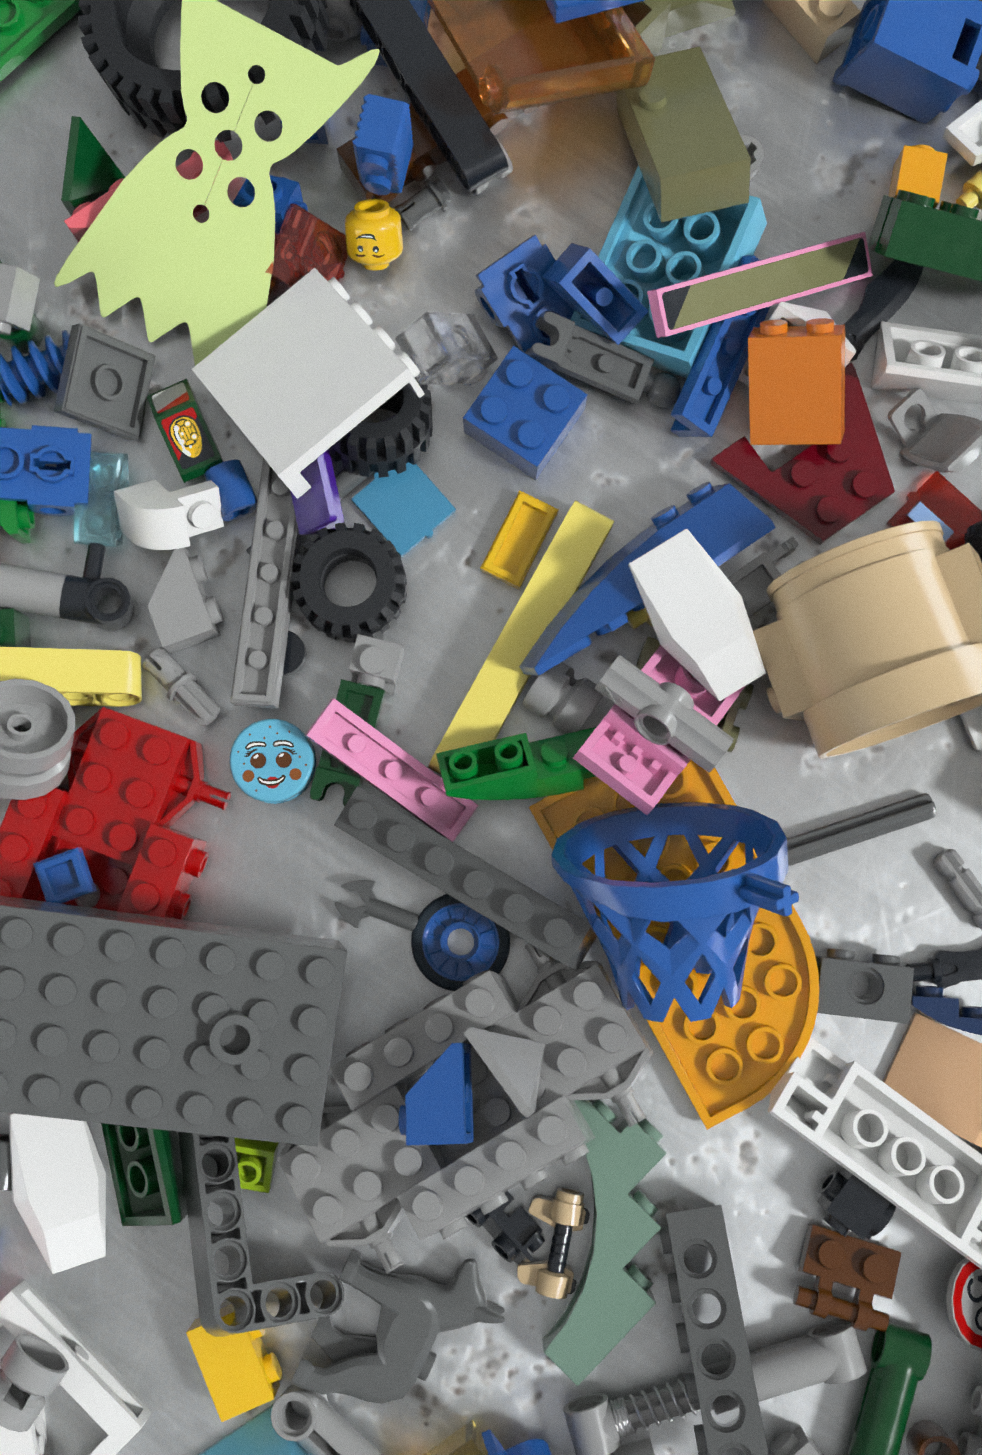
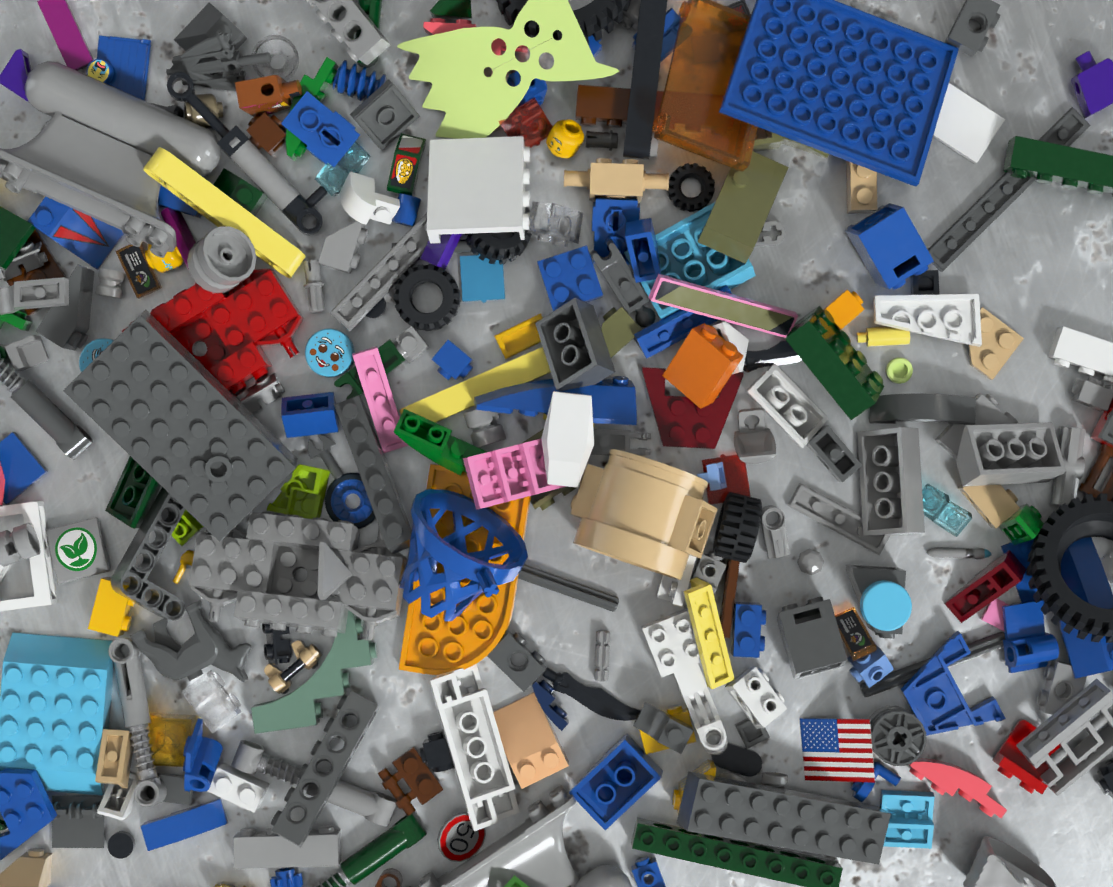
camera: 35 degrees right, 5 degrees up
(59, 1188) = (90, 471): white piece -> none
(65, 876) = (196, 336): blue tile -> none
(124, 1315) = (78, 550): none -> slope
(218, 880) = (265, 388): none -> light grey hinge
(289, 1207) = (186, 559): none -> yellow hand
(309, 867) = (309, 415): none -> blue brick
(382, 985) = (302, 493): none -> lime slope
(383, 144) = (595, 107): blue brick -> none
(441, 1102) = (287, 564): blue slope -> none
(451, 643) = (452, 361): none -> blue brick
(480, 1384) = (212, 700): none -> clear brick
(483, 231) = (616, 179): none -> tan brick
(596, 153) = (691, 171): none -> black tyre
(604, 489) = (575, 346): none -> dark grey slope
(642, 438) = (618, 329): none -> olive slope
(664, 713) = (517, 470): light grey piece -> none

